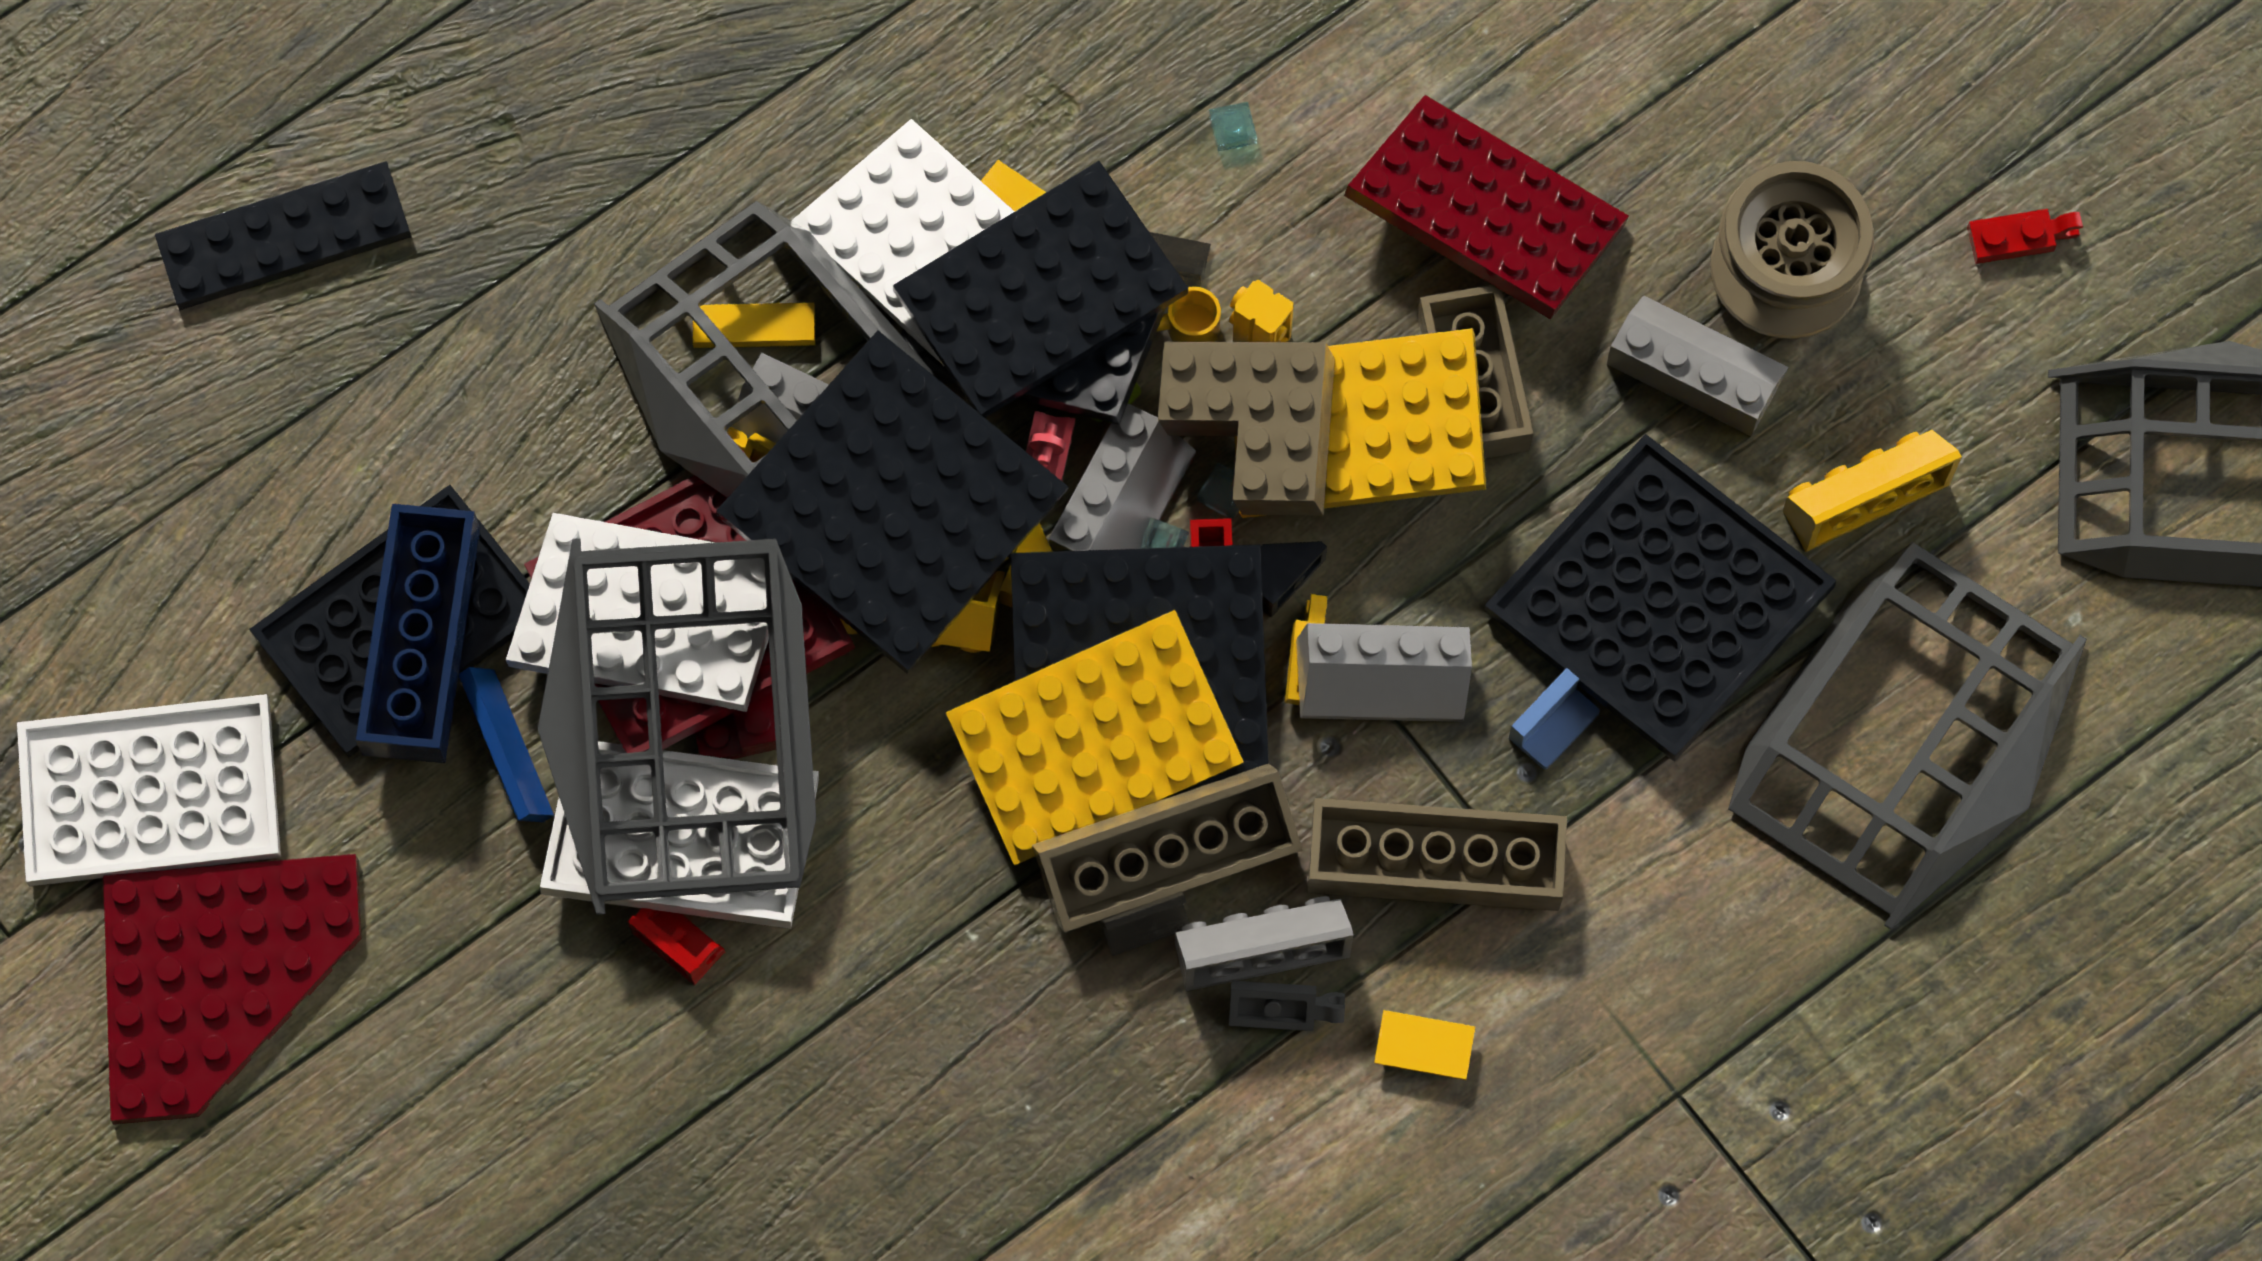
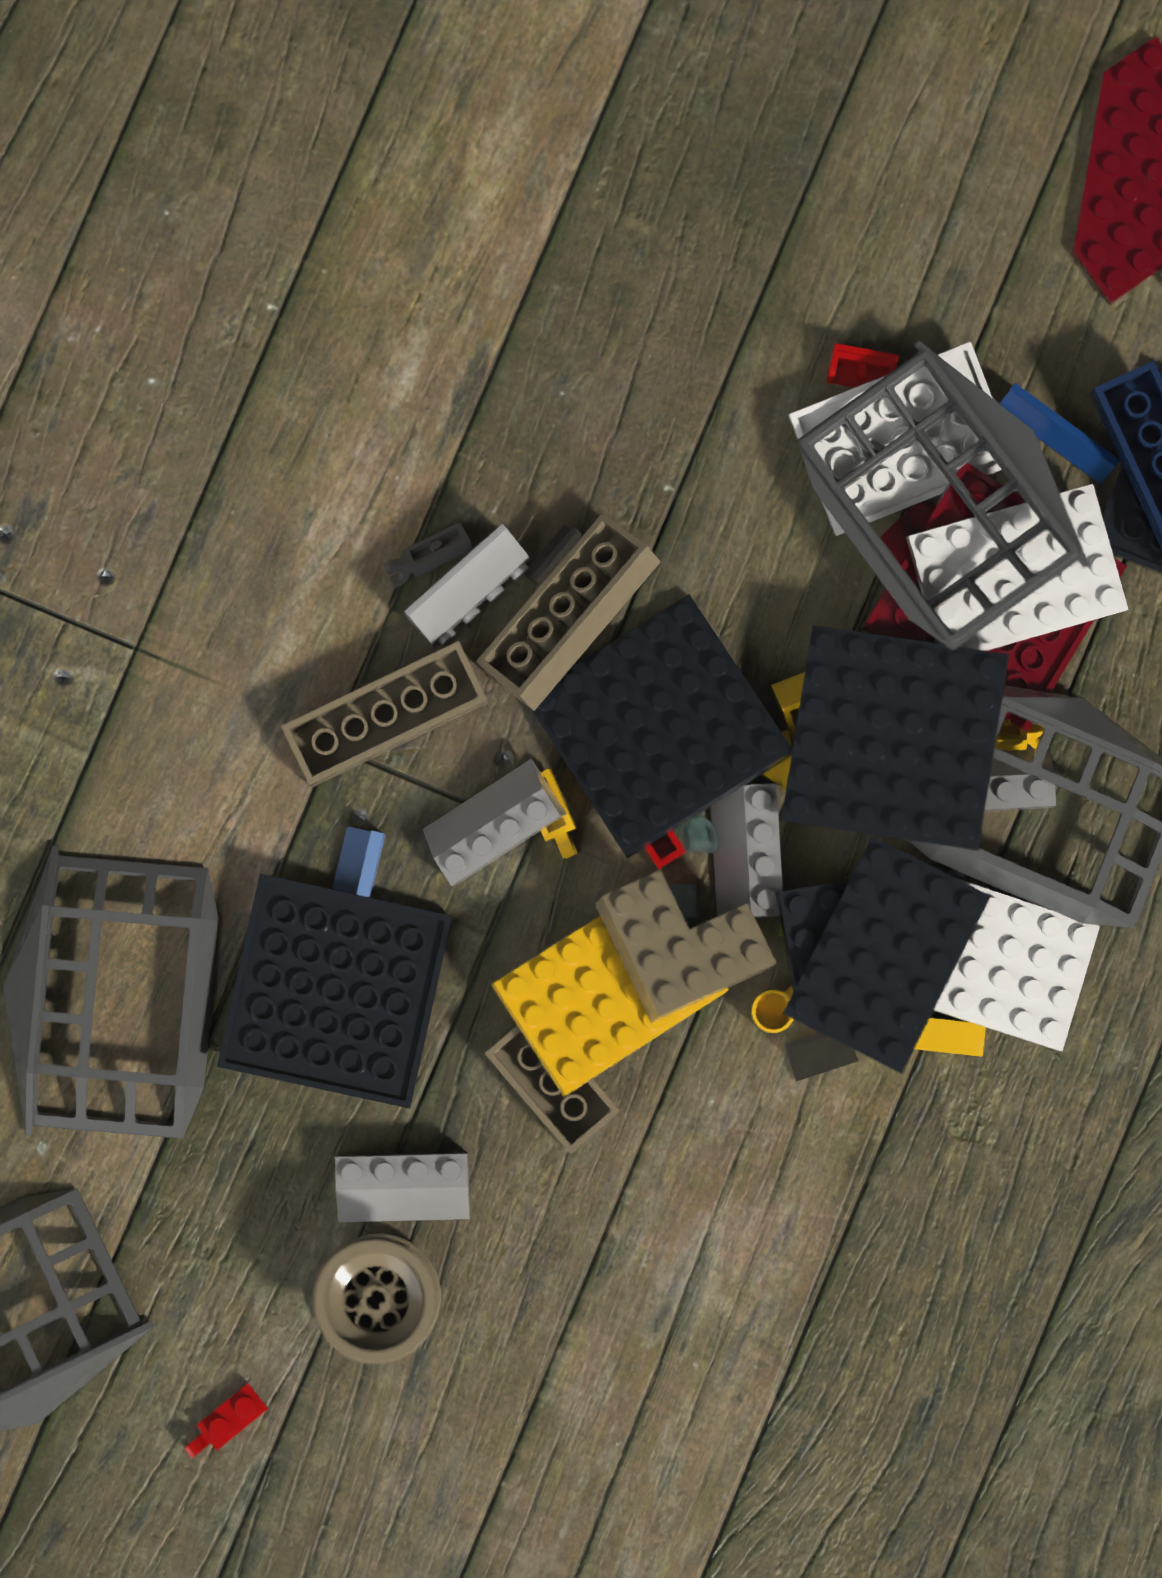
camera: 150 degrees right, 15 degrees up
(760, 324) = (1074, 836): yellow tile -> none
(1051, 441) = (817, 854): coral hips -> none
(1095, 735) = (661, 660): yellow plate -> none
(1232, 126) = (832, 1181): clear light blue plate -> none
(1261, 315) = (726, 1033): yellow brick -> none
(1286, 569) = (605, 861): black slope -> none
(1424, 1045) = (321, 581): yellow piece -> none
(1486, 206) = (614, 1215): dark red plate -> none
(1871, 488) = (231, 1156): yellow slope -> none

